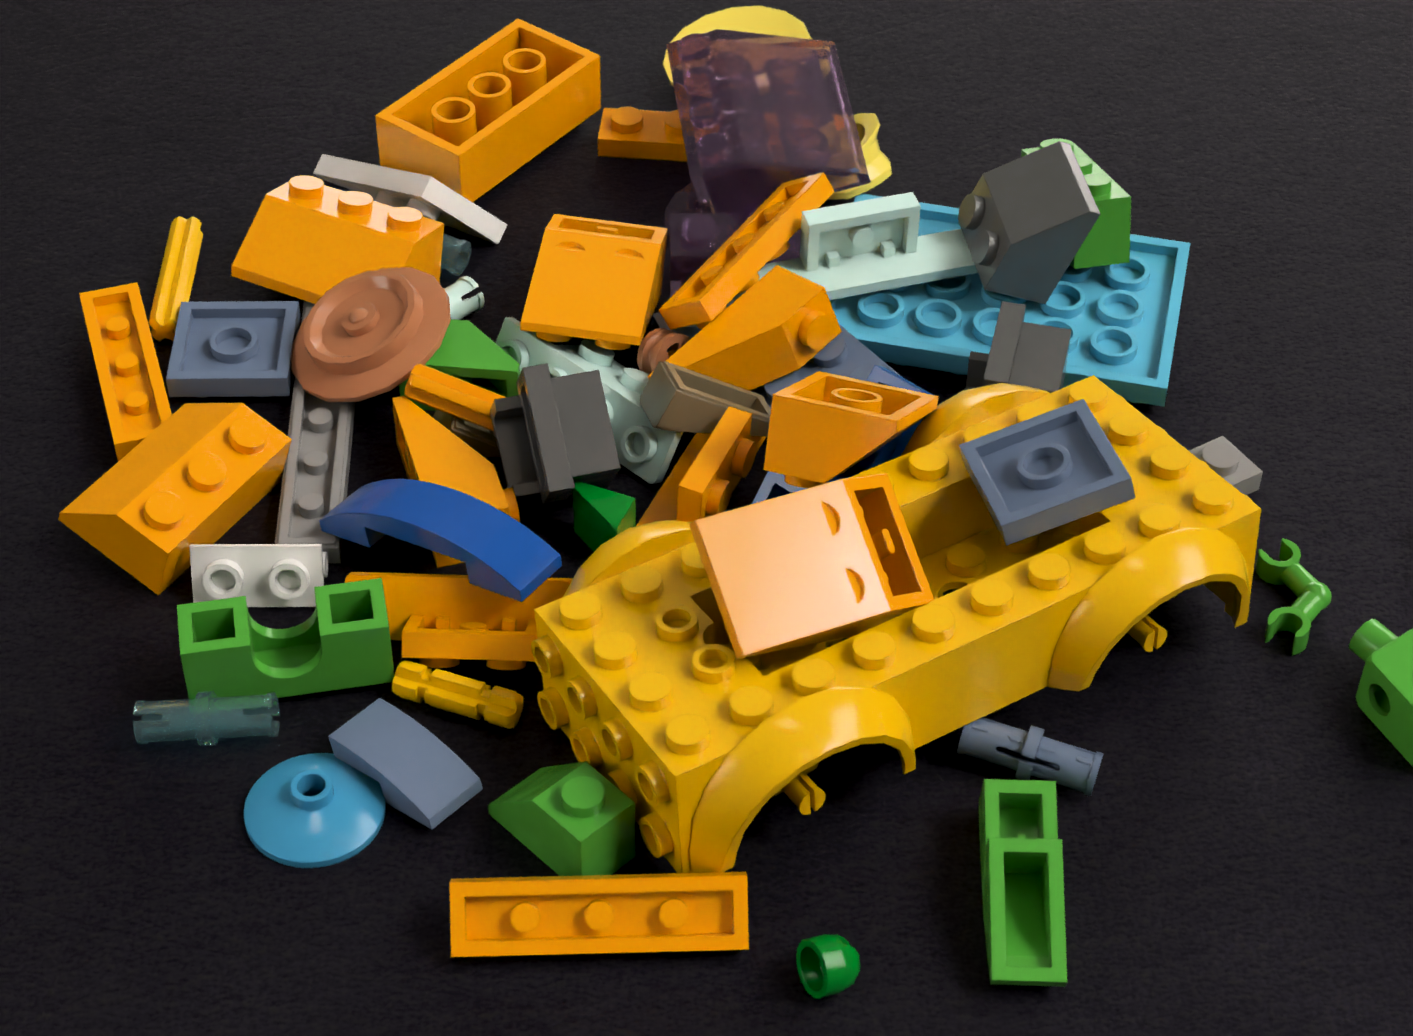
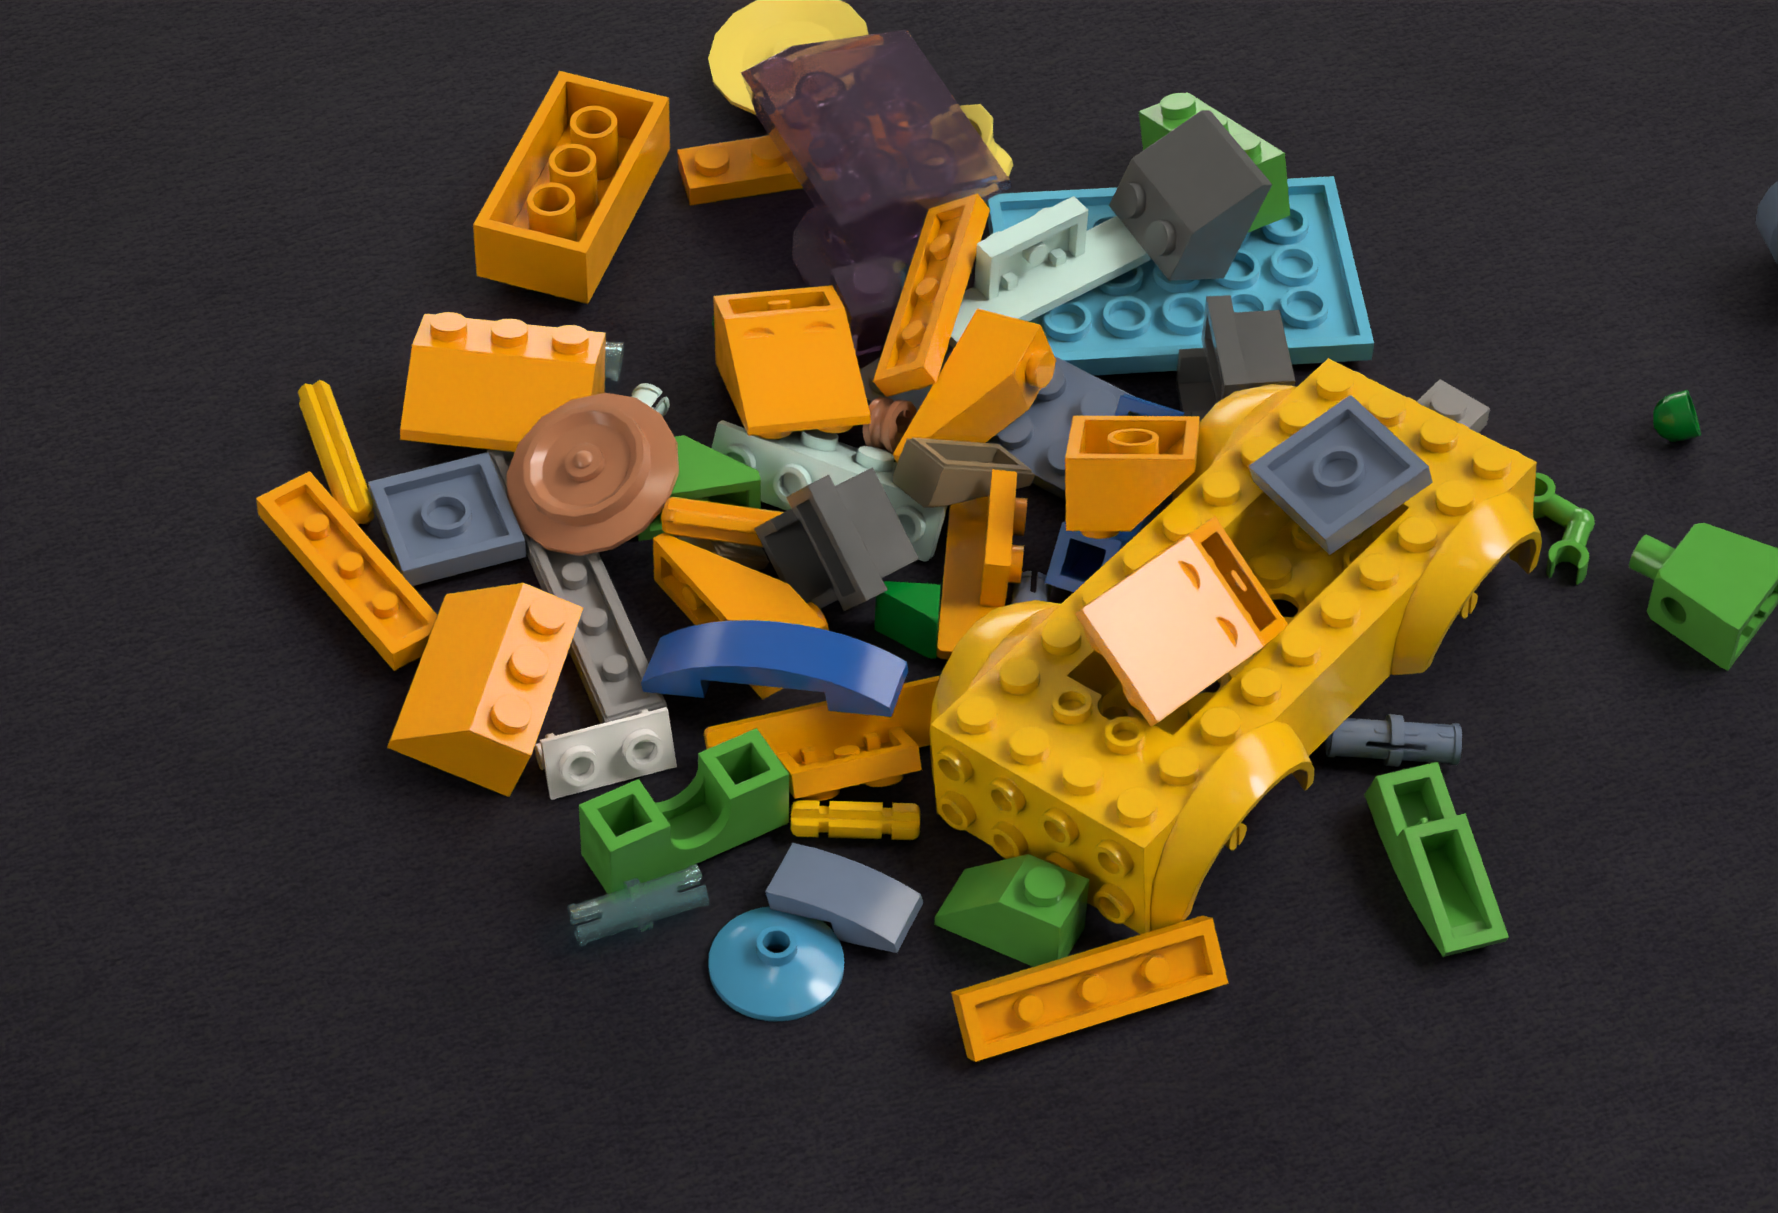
camera: 20 degrees left, 5 degrees up
(412, 190) = (529, 302): white wing -> none
(827, 965) = (1301, 979): green hinge -> none

